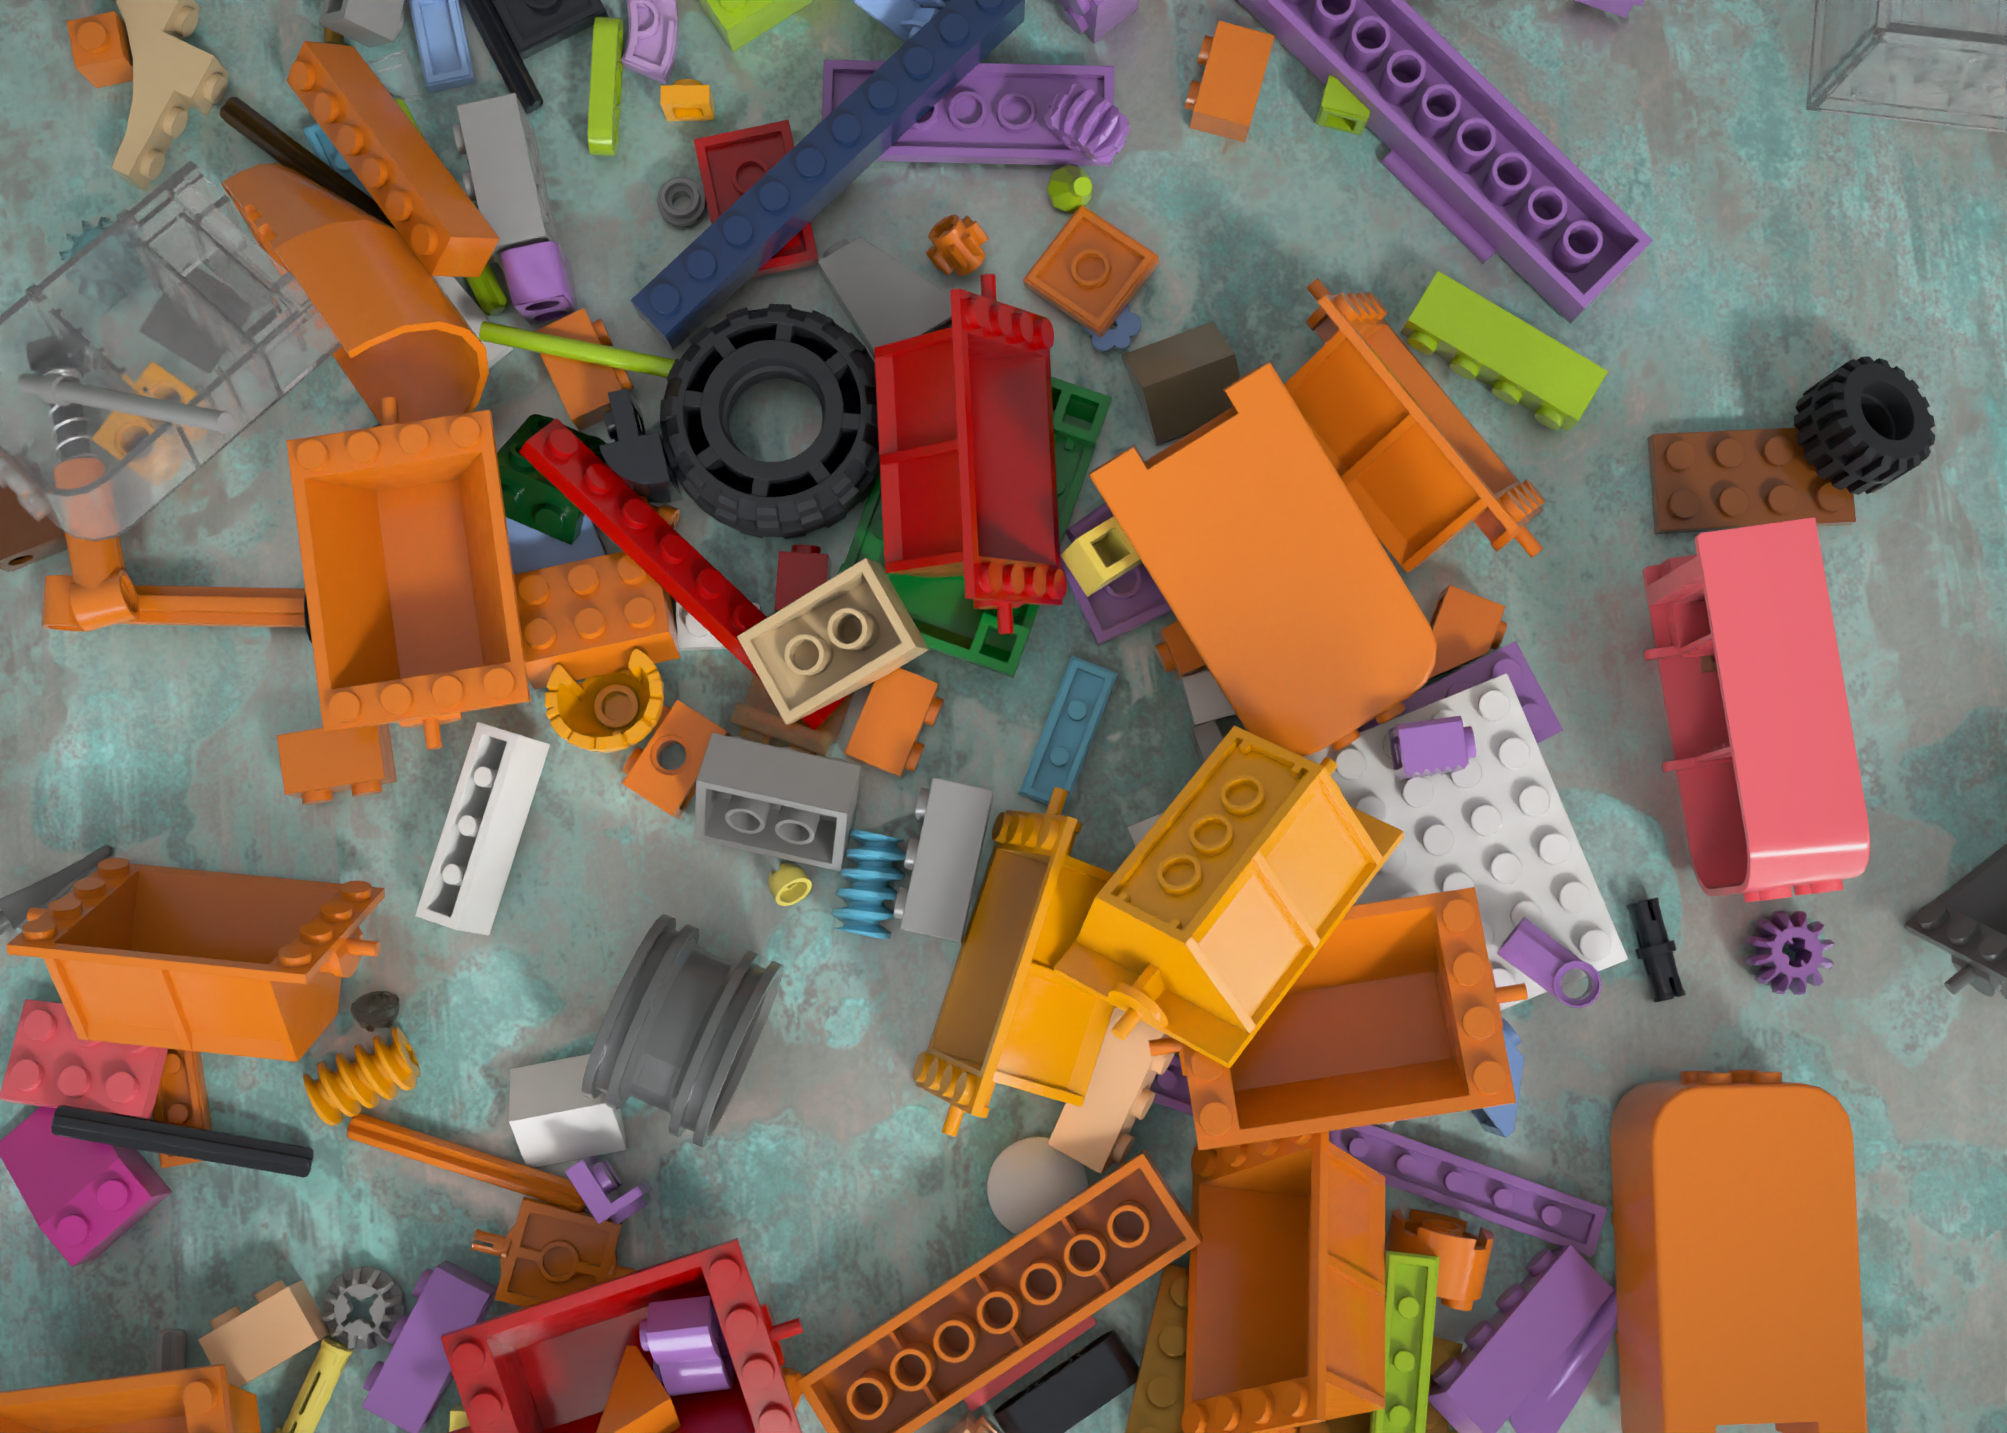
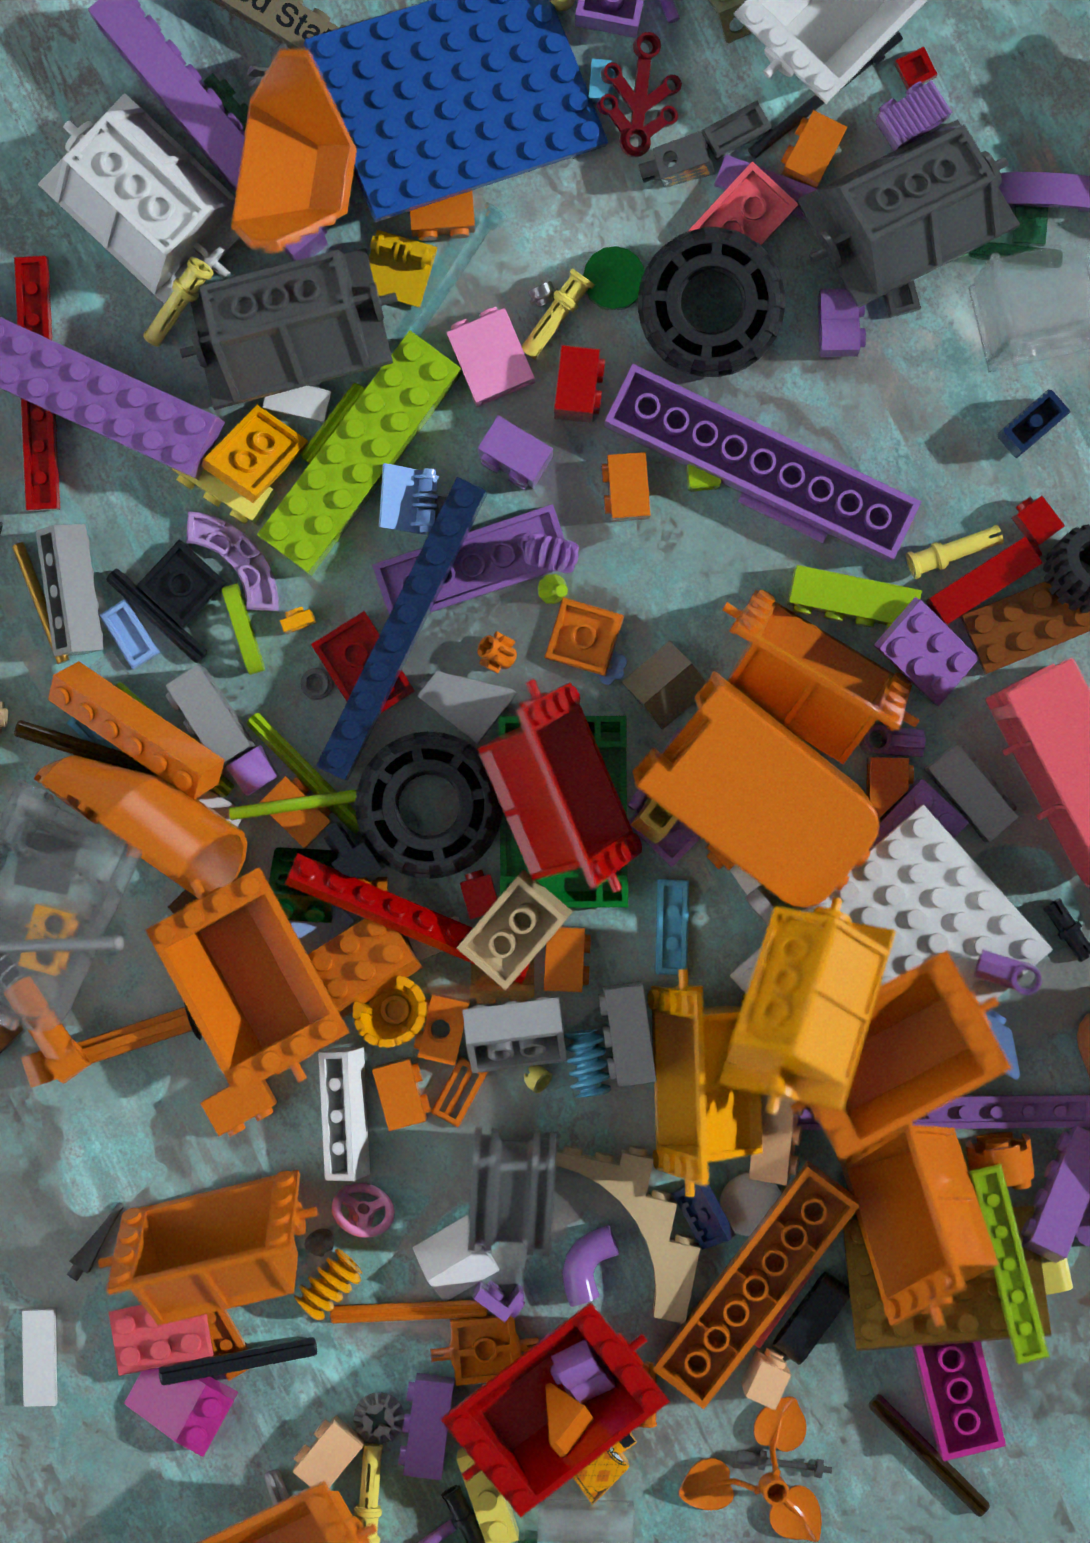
camera: 20 degrees left, 5 degrees up
(454, 986) = (362, 1212): none -> bright pink piece
(579, 831) = (400, 1093): none -> orange brick
(611, 308) = (300, 767): none -> lime axle
(634, 891) = (446, 1116): none -> orange tile
(753, 1180) = (582, 1261): none -> medium lavender cylinder
(888, 1225) = (654, 1213): none -> tan arch
(961, 1175) = (704, 1216): none -> dark blue bracket
(1431, 747) = (893, 871): medium lavender brick -> none
(1491, 577) = (897, 742): none -> medium lavender piece
(1581, 692) = (972, 792): none -> light grey brick
(1584, 462) = (926, 651): none -> medium lavender plate
(1650, 336) = (940, 555): none -> light yellow pin
(1702, 395) = (985, 580): none -> red brick
(1809, 336) = (1037, 519): none -> red brick
(1851, 193) = (1033, 423): none -> dark blue brick

